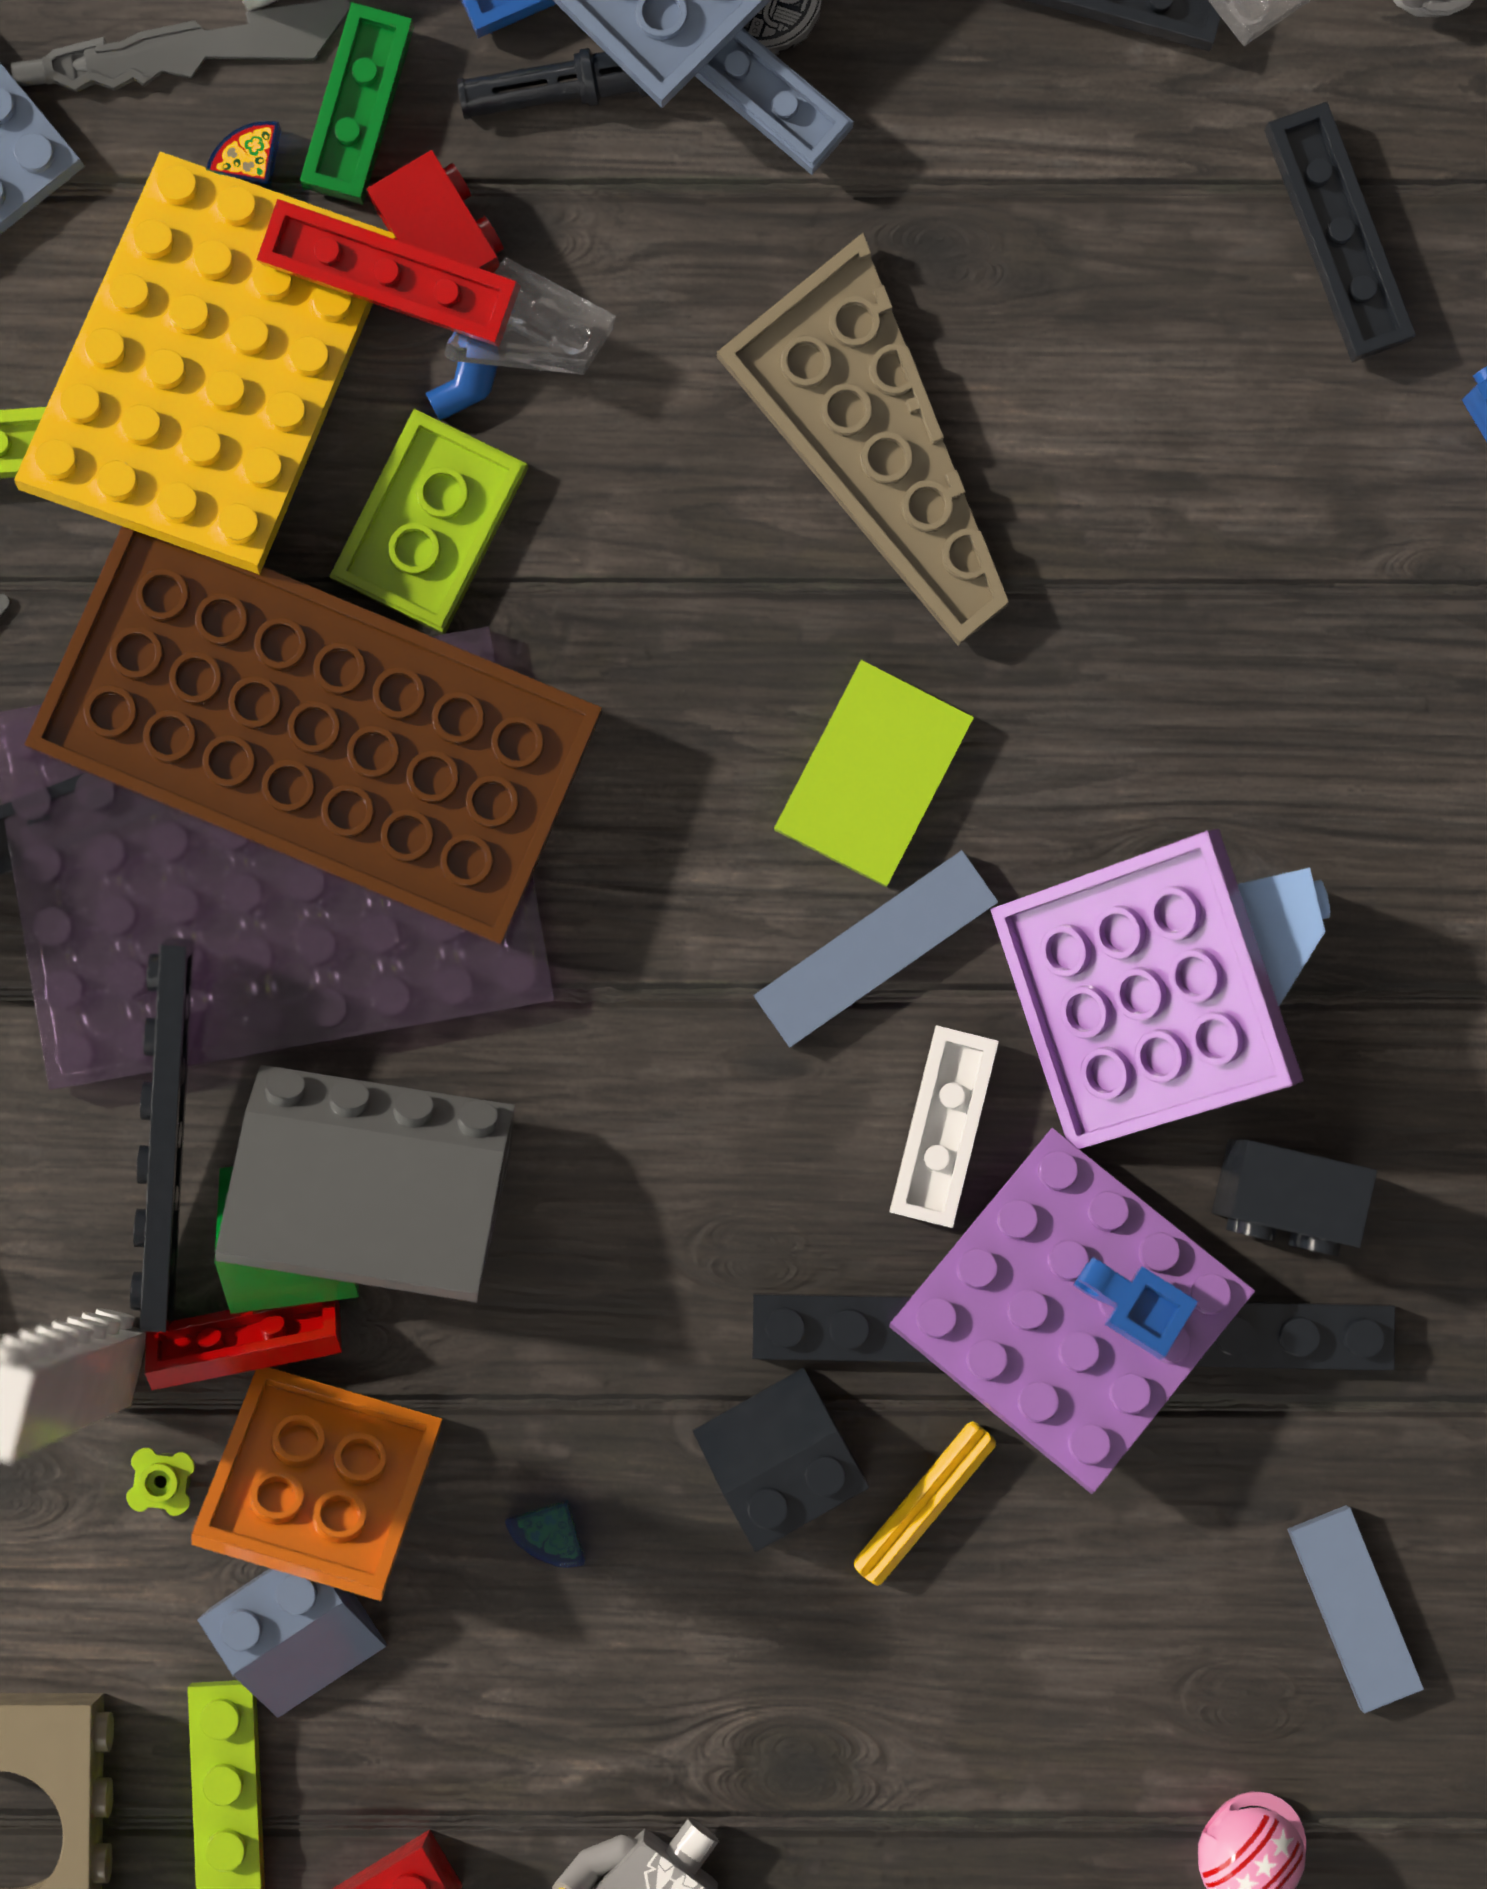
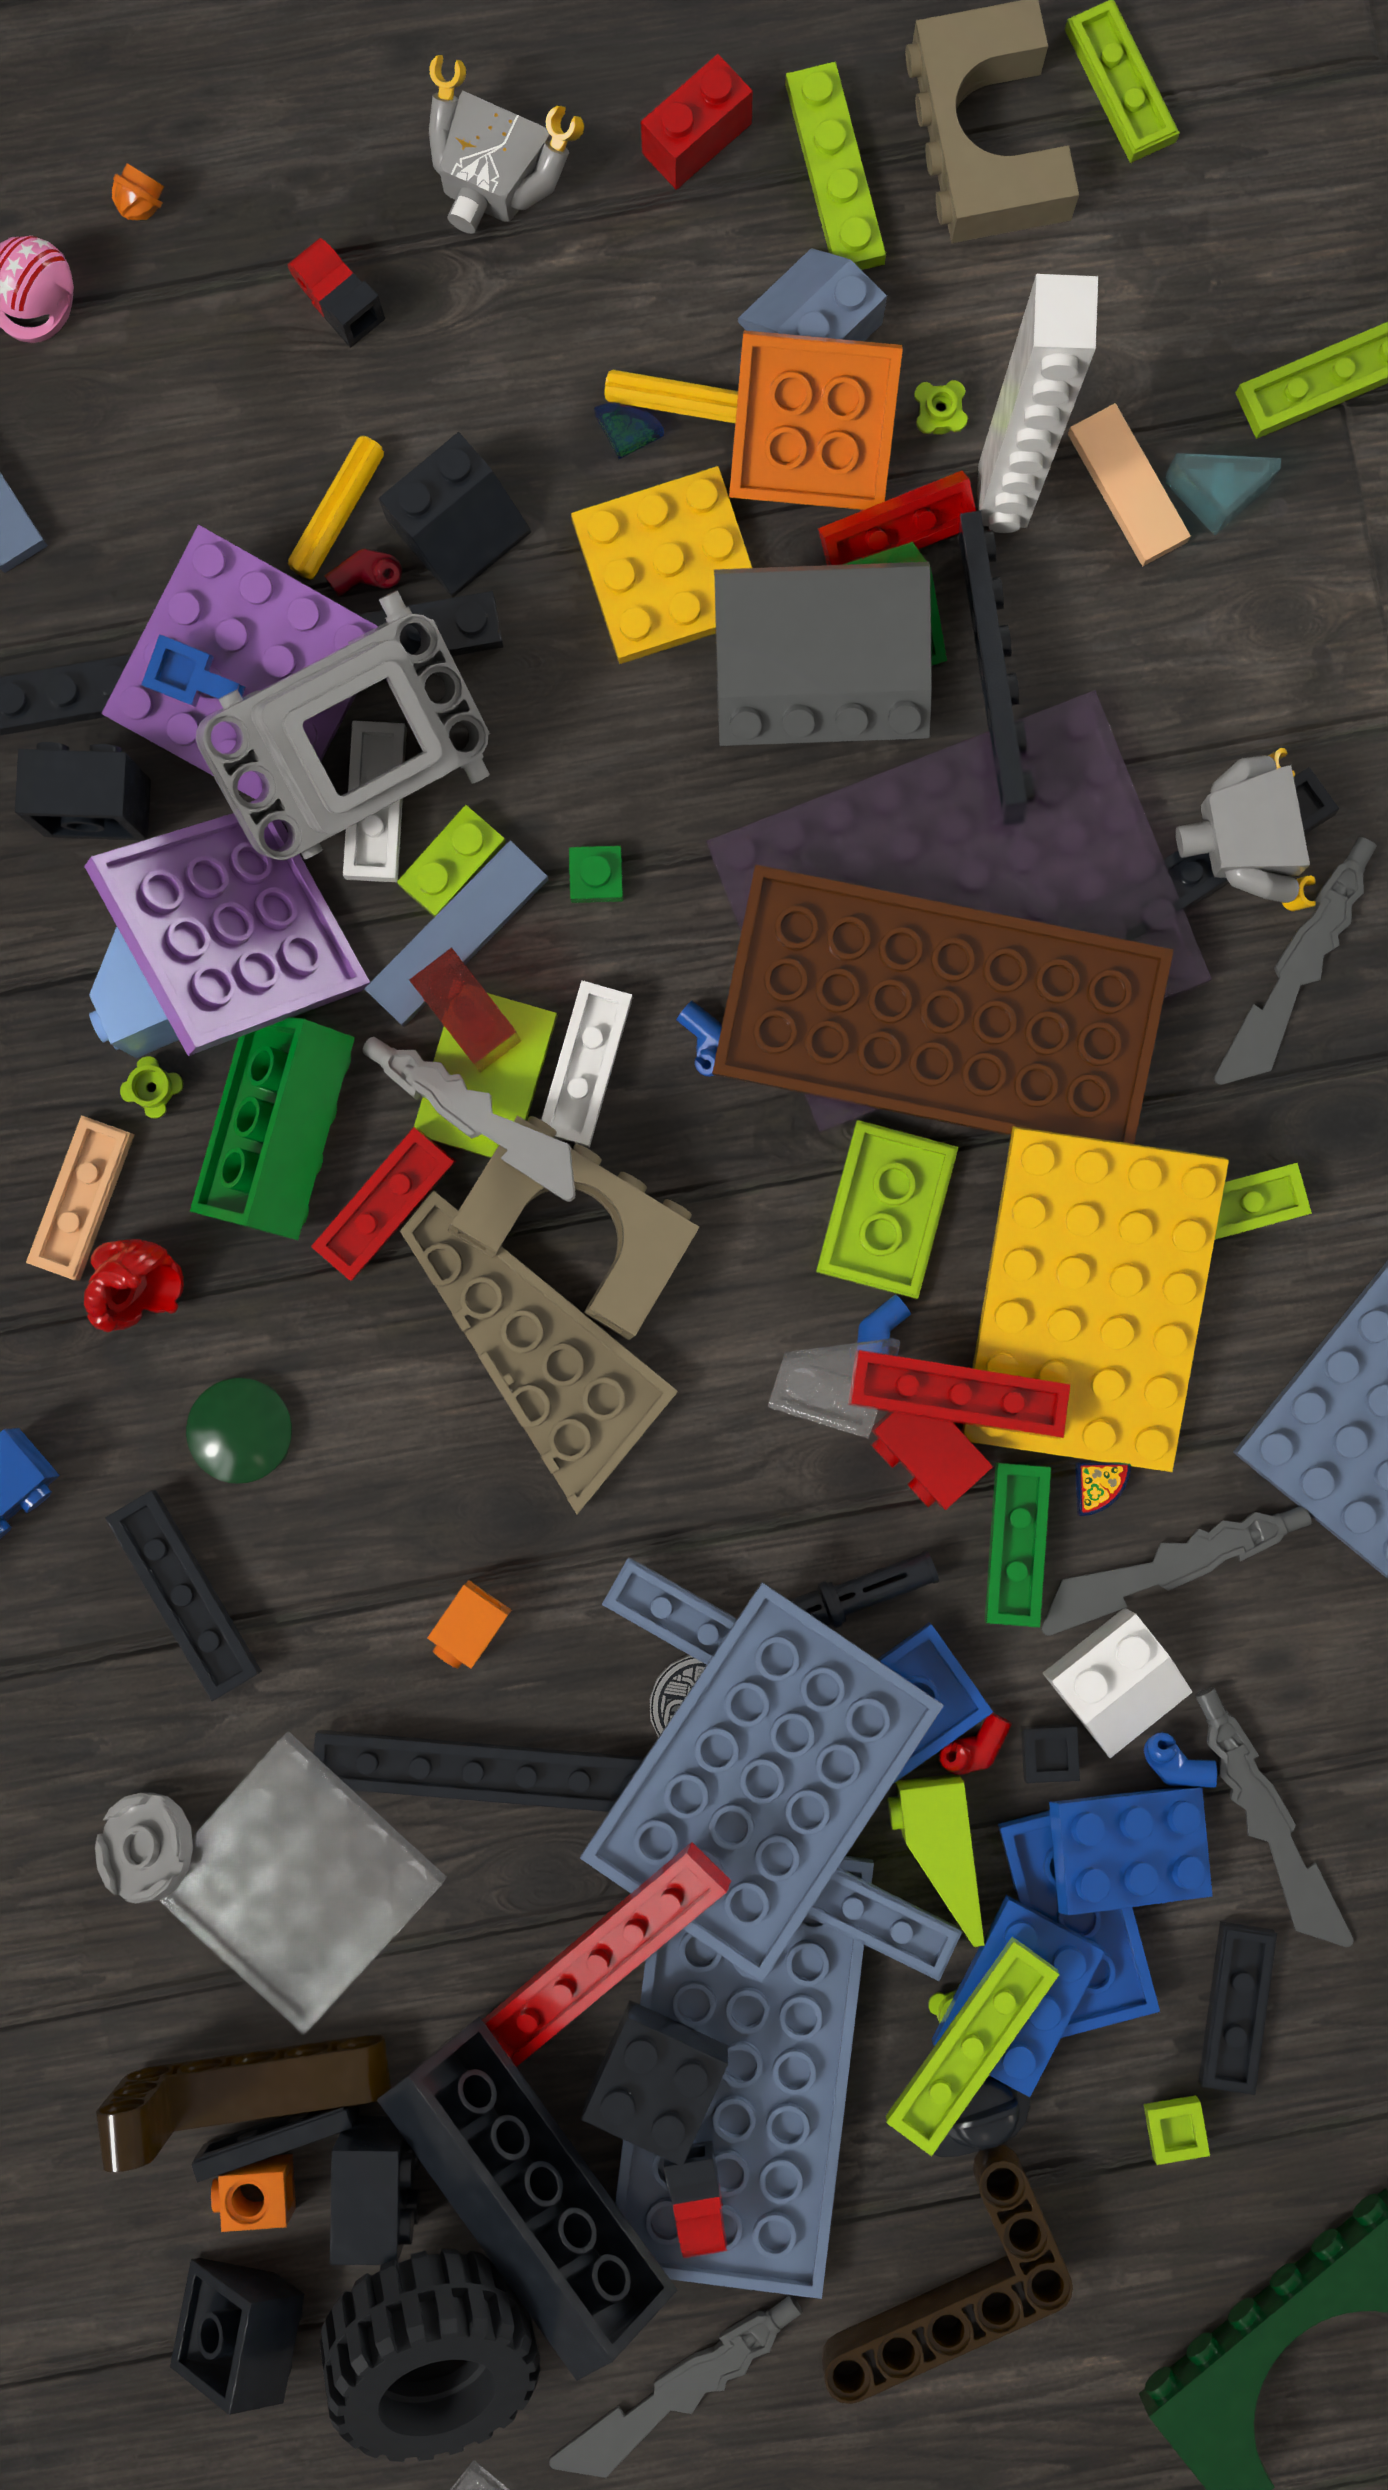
camera: 170 degrees right, 0 degrees up
(485, 1561) = (671, 396): none -> yellow axle
(536, 1356) = (657, 561): none -> yellow plate
(598, 763) = (707, 1031): none -> blue arm
(694, 988) = (595, 874): none -> green plate
(716, 535) = (648, 1232): none -> dark tan arch
(751, 759) = (586, 1062): none -> white plate
(836, 647) = (528, 1151): none -> light grey sword
(865, 1037) = (451, 861): none -> lime plate
(874, 1775) = (337, 292): none -> leg
(880, 840) = (465, 1009): none -> clear red brick
(901, 1420) = (367, 568): none -> dark red arm
(1013, 131) = (468, 1626): none -> orange brick
(1022, 639) = (383, 1204): none -> red plate
(1034, 1216) = (280, 753): none -> light grey piece
(1138, 749) = (273, 1126): none -> green slope
(1241, 410) = (239, 1430): none -> dark green dish
(1292, 832) = (136, 1087): none -> lime plate
(1340, 608) = (129, 1279): none -> red hair
(1382, 720) = (80, 1198): none -> light nougat tile

